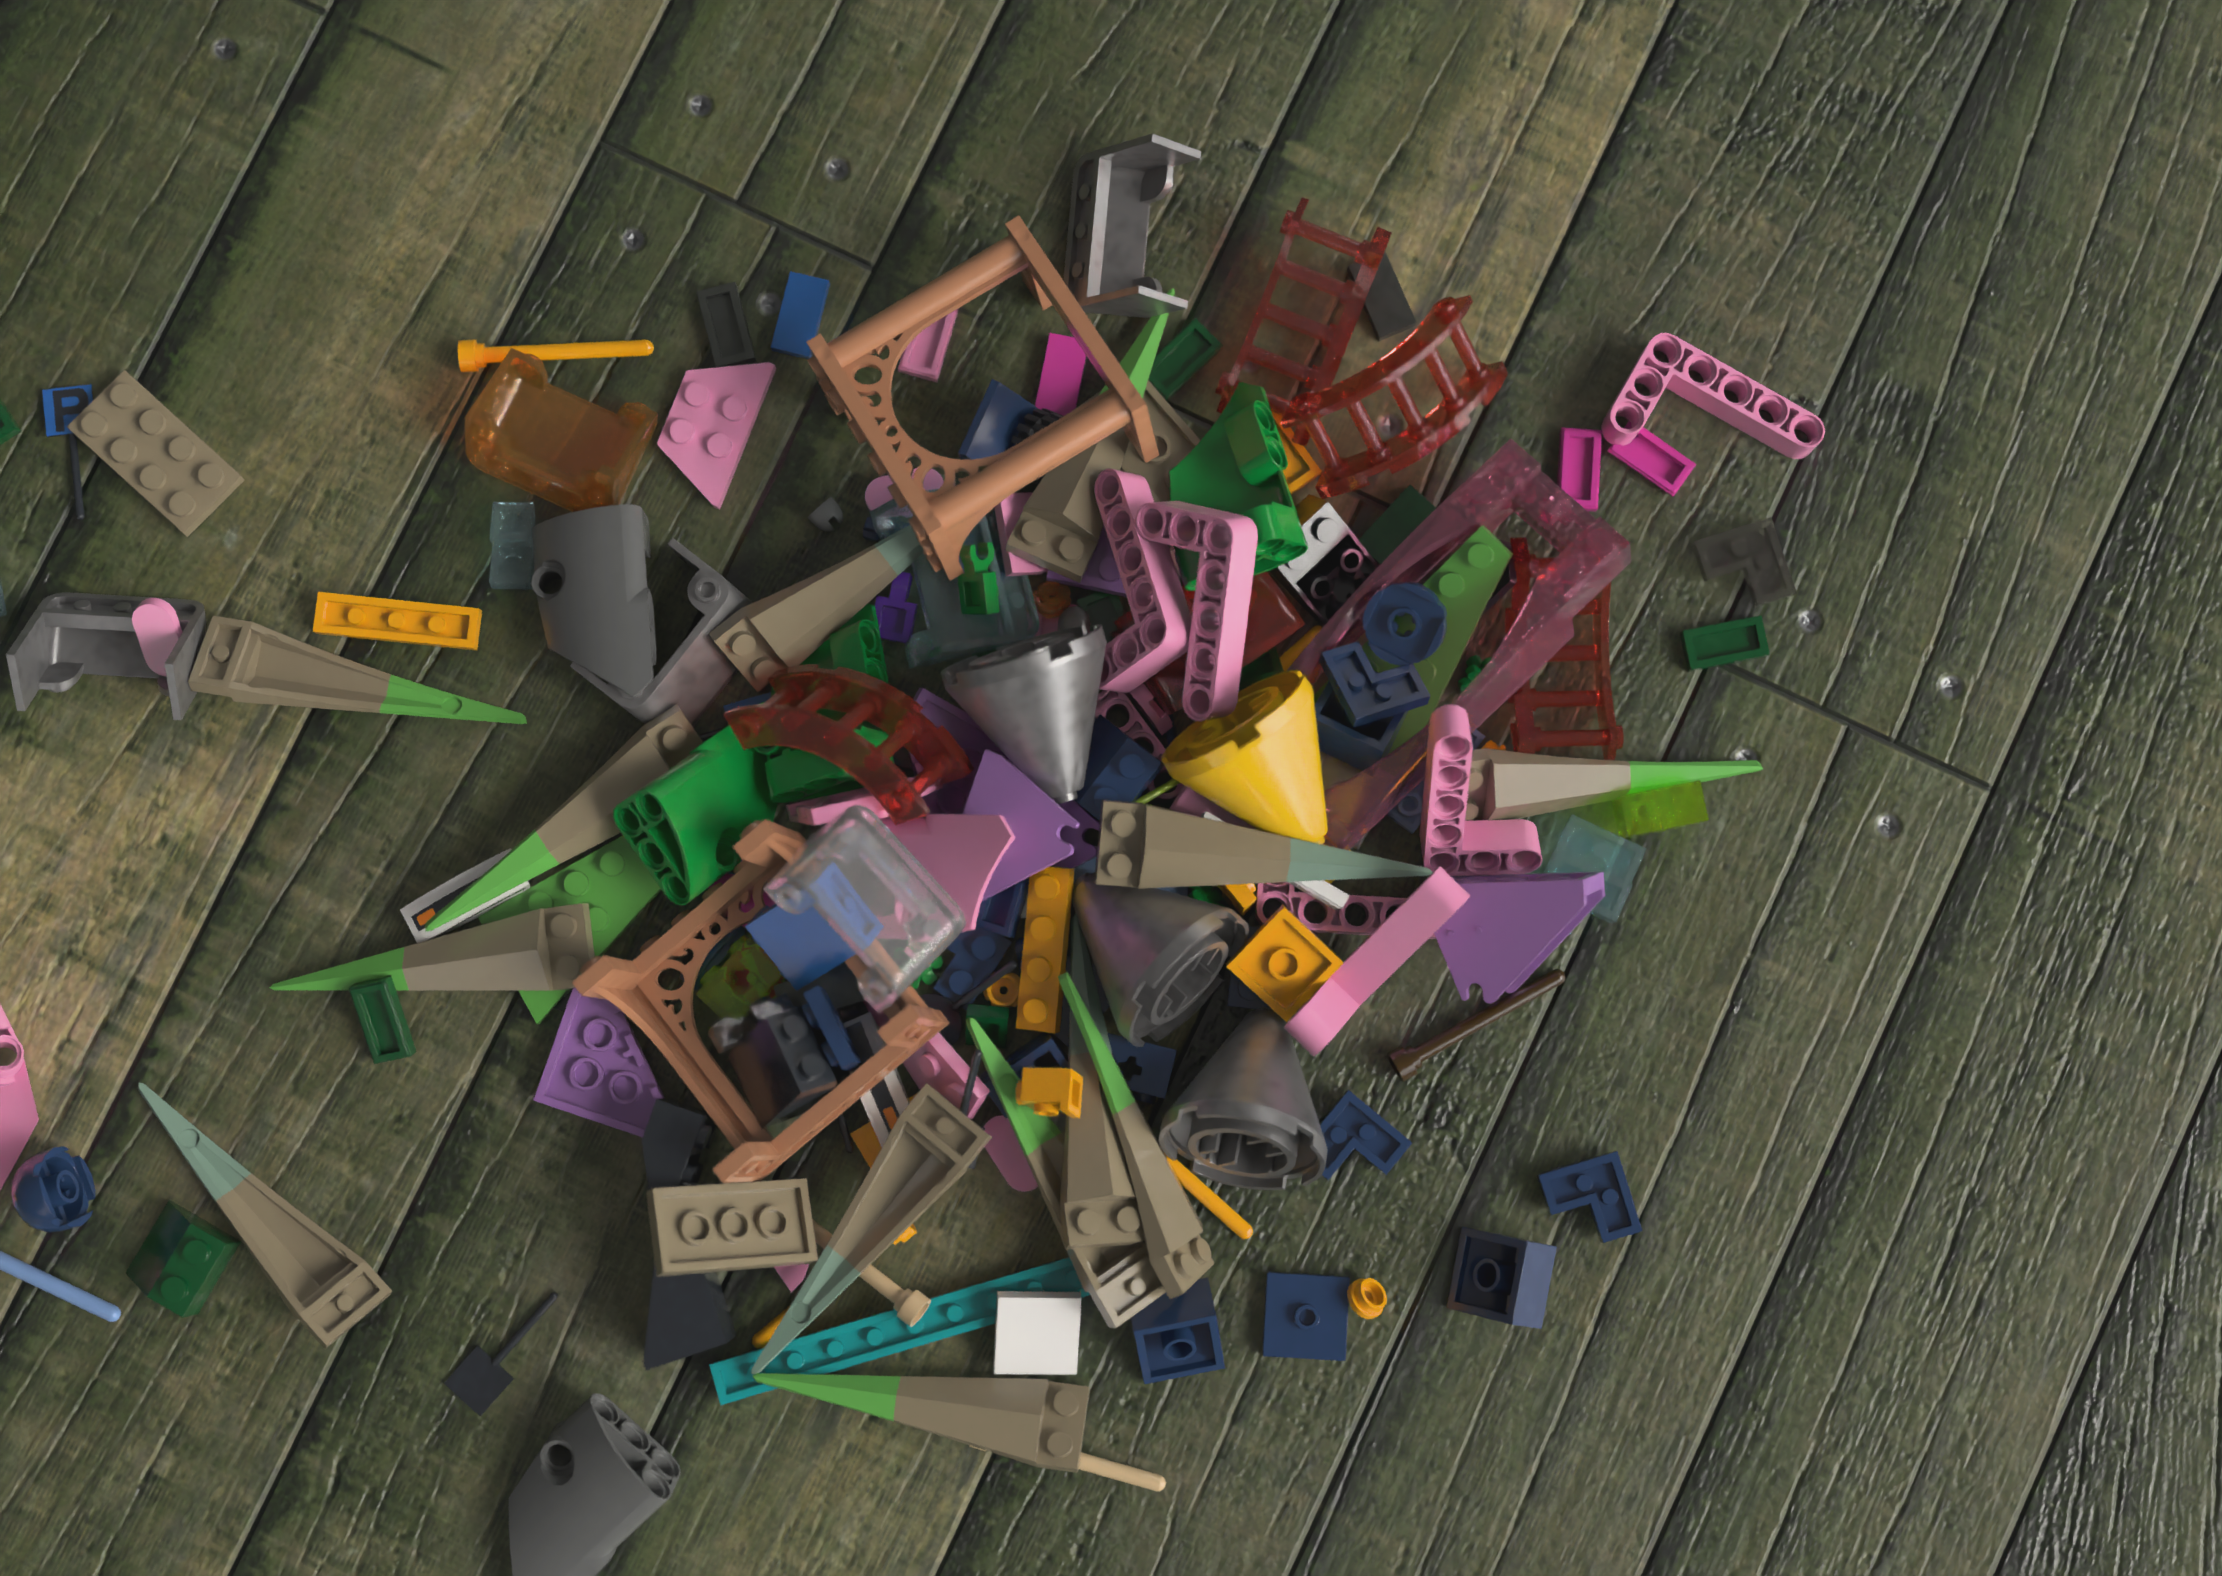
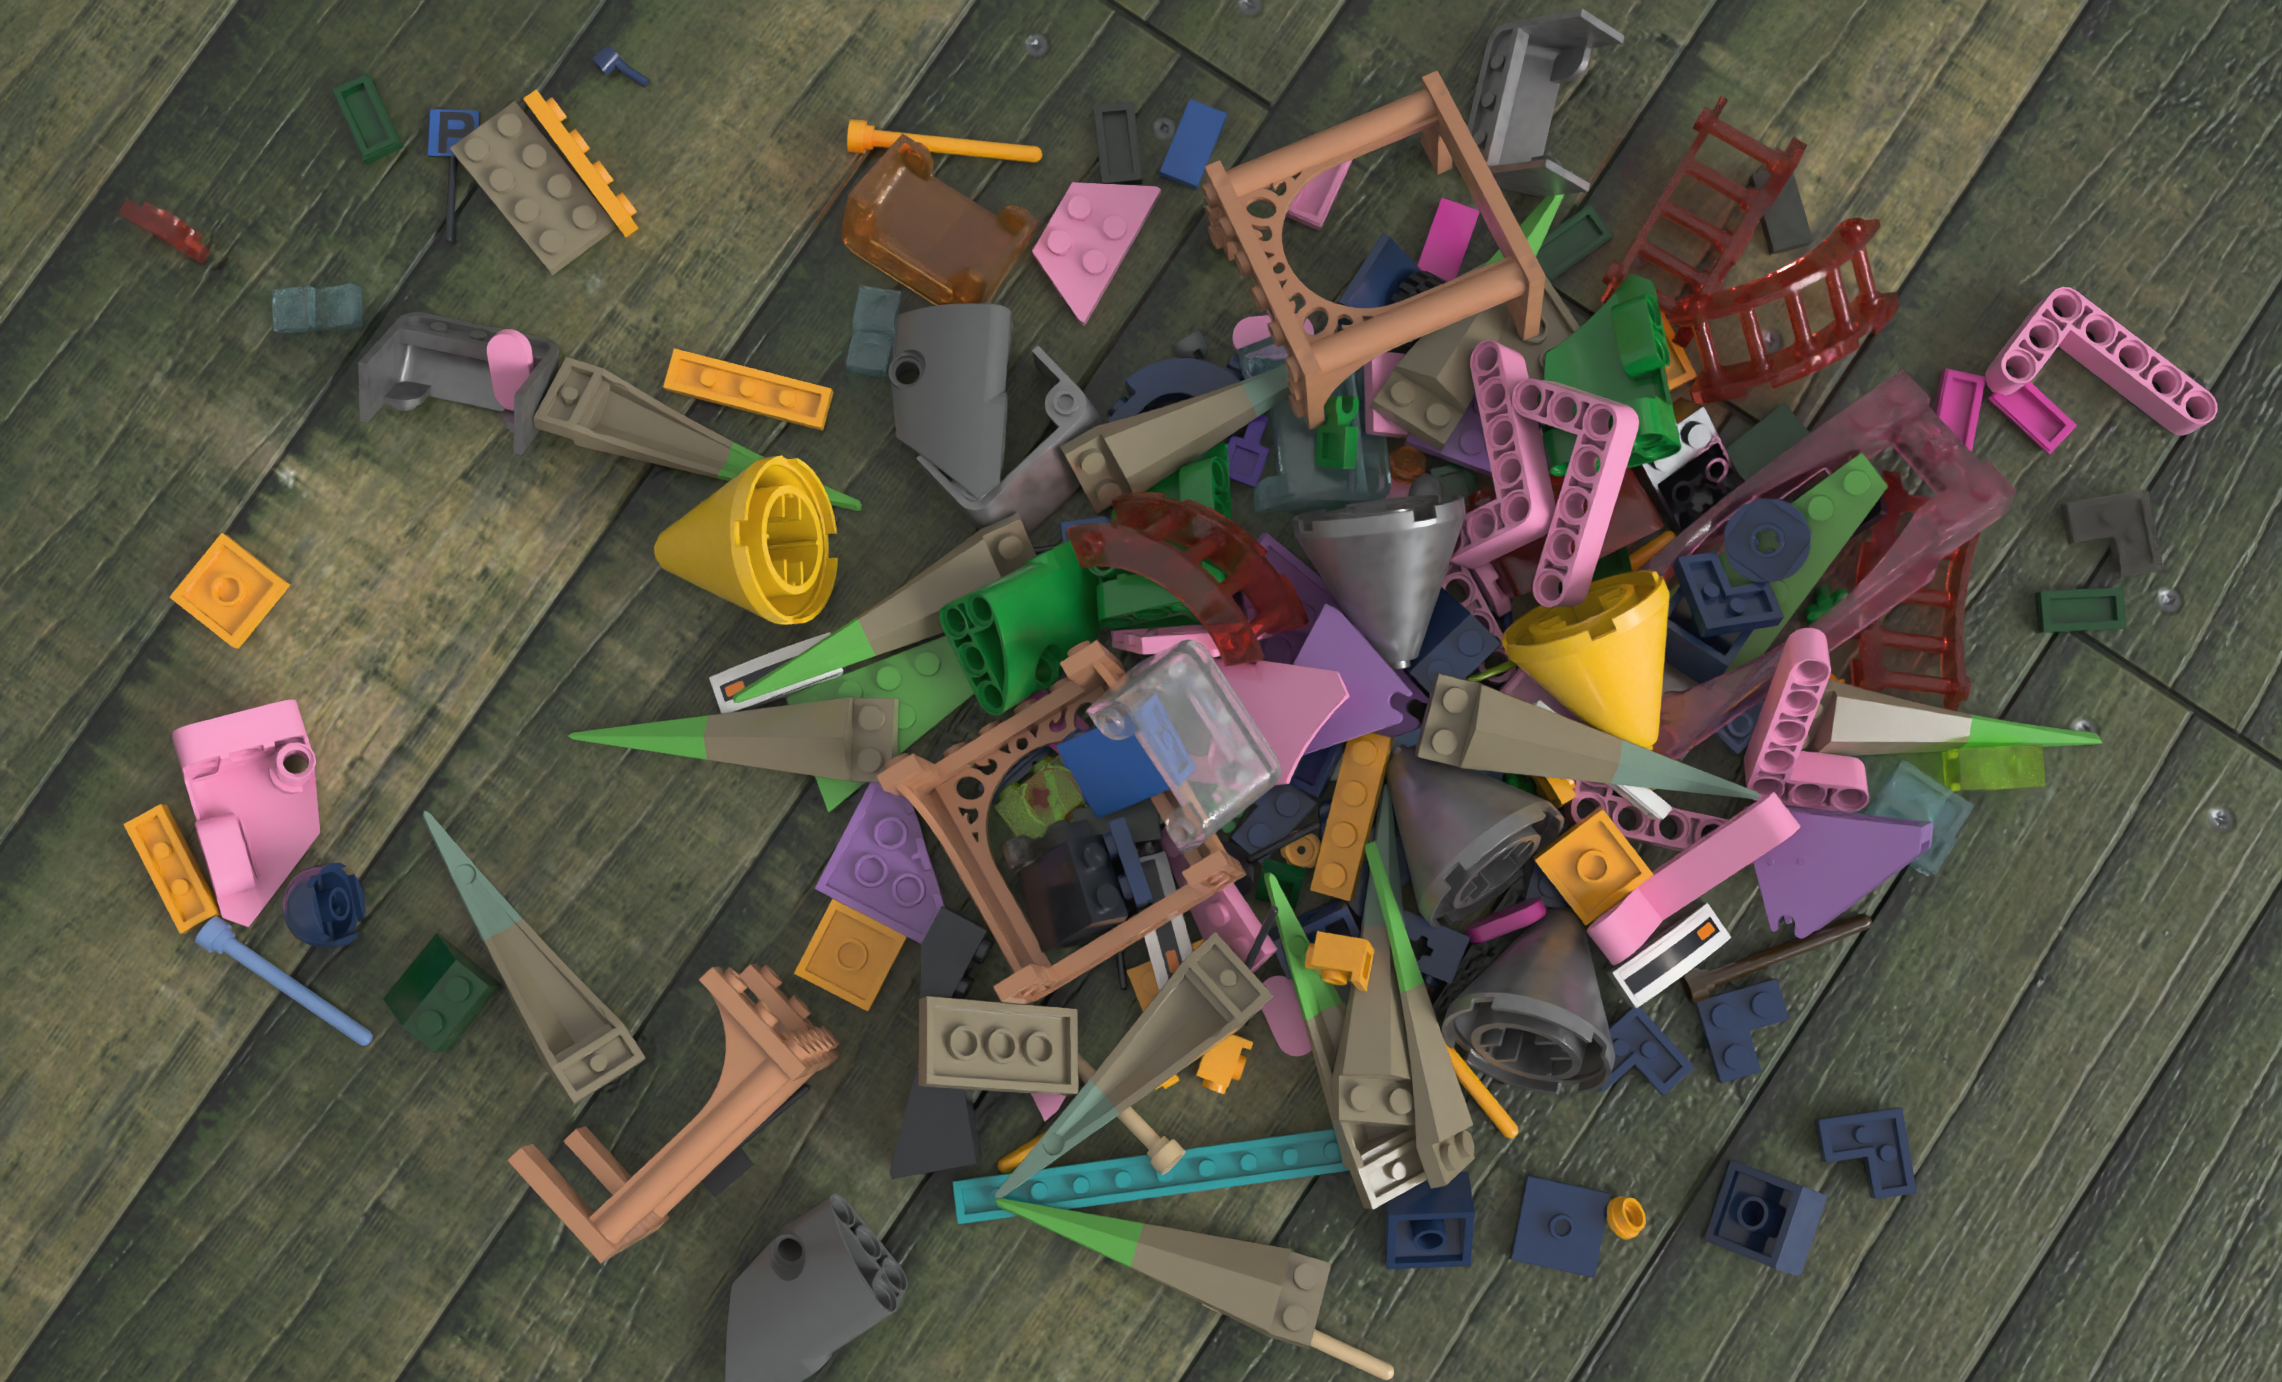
camera: 15 degrees right, 0 degrees up
(190, 409) = (592, 174): none -> light orange plate
(212, 316) = (608, 60): none -> dark blue hand
(382, 1019) = (675, 785): dark green tile -> none
(429, 770) = (759, 542): none -> yellow cone
(496, 1296) = (766, 1060): none -> nougat arch
(578, 1160) = (850, 955): none -> light orange plate
(807, 553) = (1169, 382): none -> dark blue arch
(956, 1208) = (1223, 1063): none -> light orange brick
(1037, 1332) = (1287, 1201): white tile -> none
(1210, 1029) = (1506, 920): none -> dark pink tile
(1373, 1038) = (1668, 956): none -> white slope
(1440, 1093) = (1727, 1023): none -> dark blue plate

